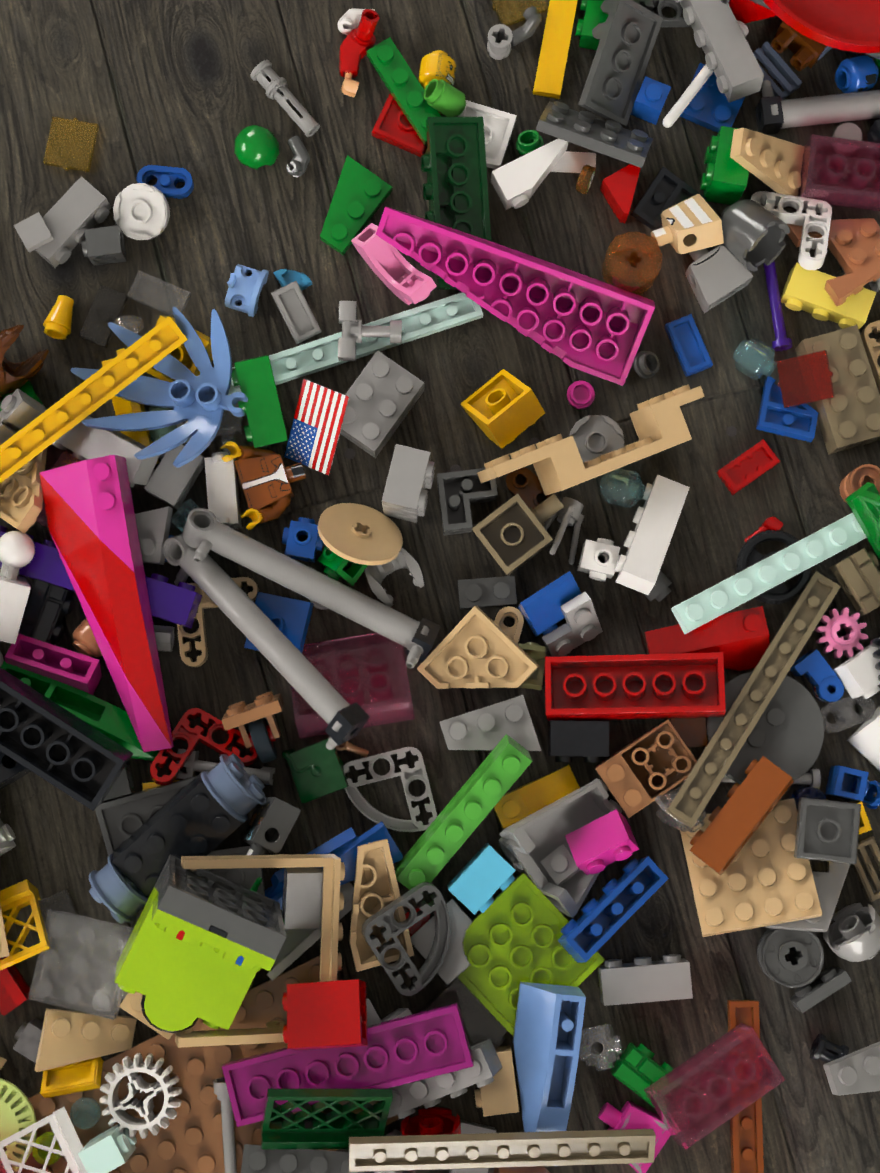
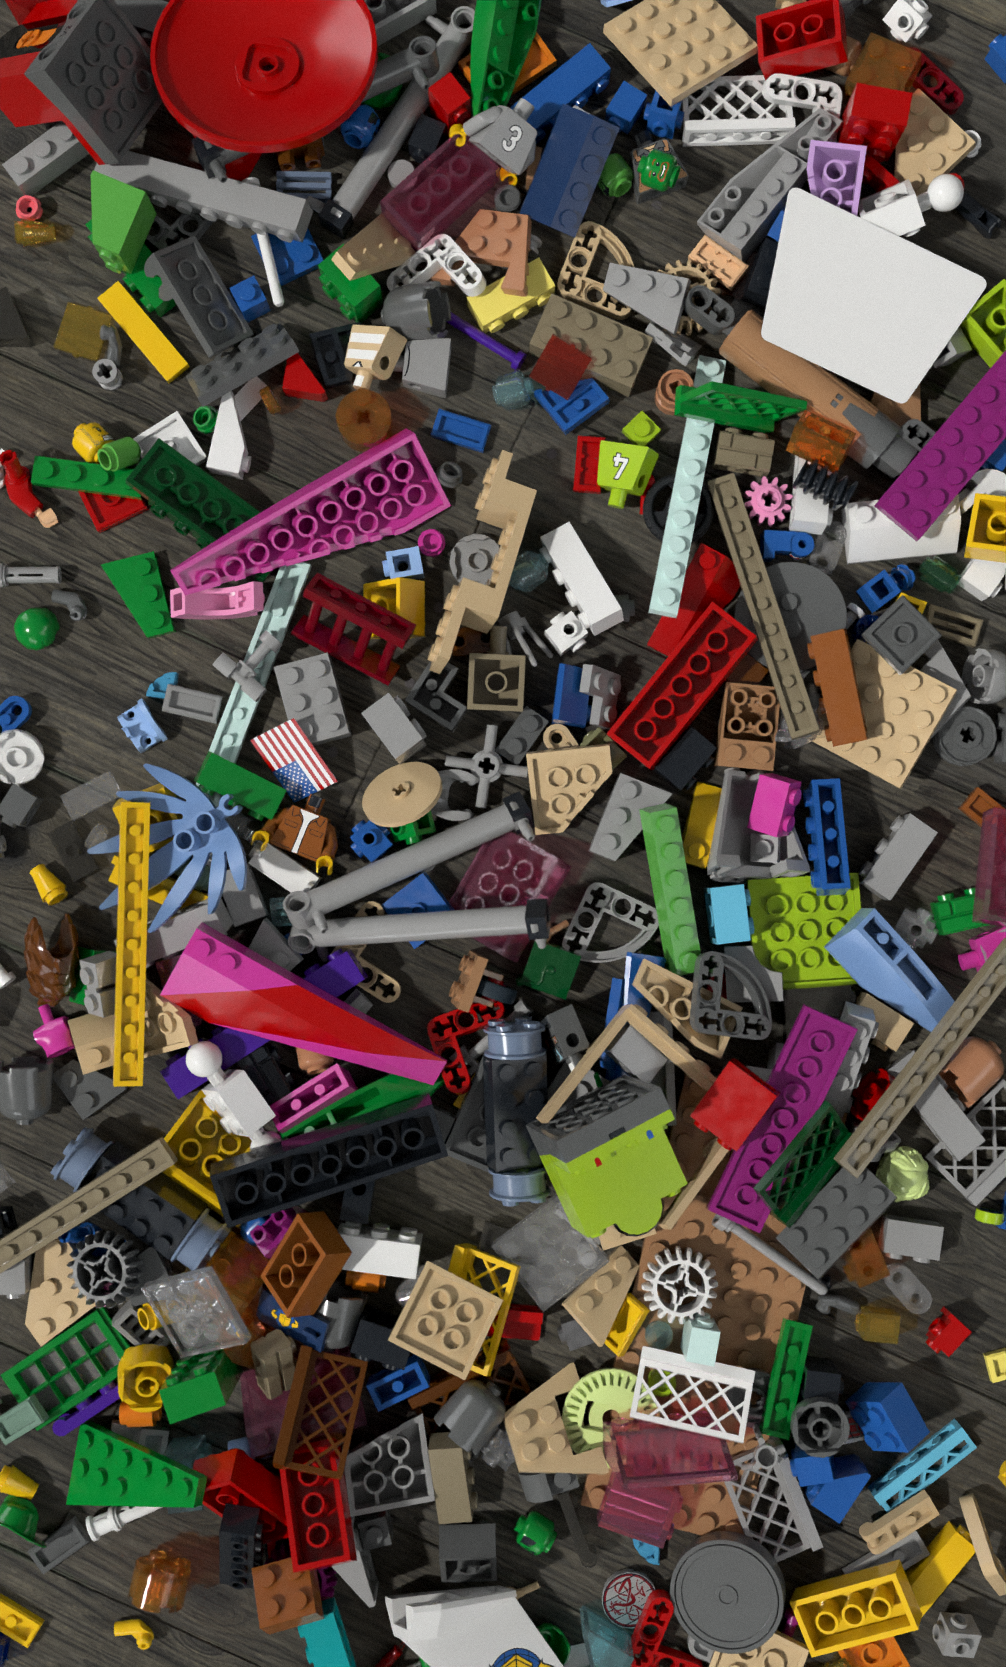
camera: 50 degrees left, 5 degrees up
(433, 572) = (495, 760): none -> light grey bar
(478, 383) = (361, 612): none -> dark red fence
(556, 386) = (410, 556): none -> light blue brick
(767, 497) = (624, 470): none -> lime torso
(810, 486) = (641, 430): none -> lime plate

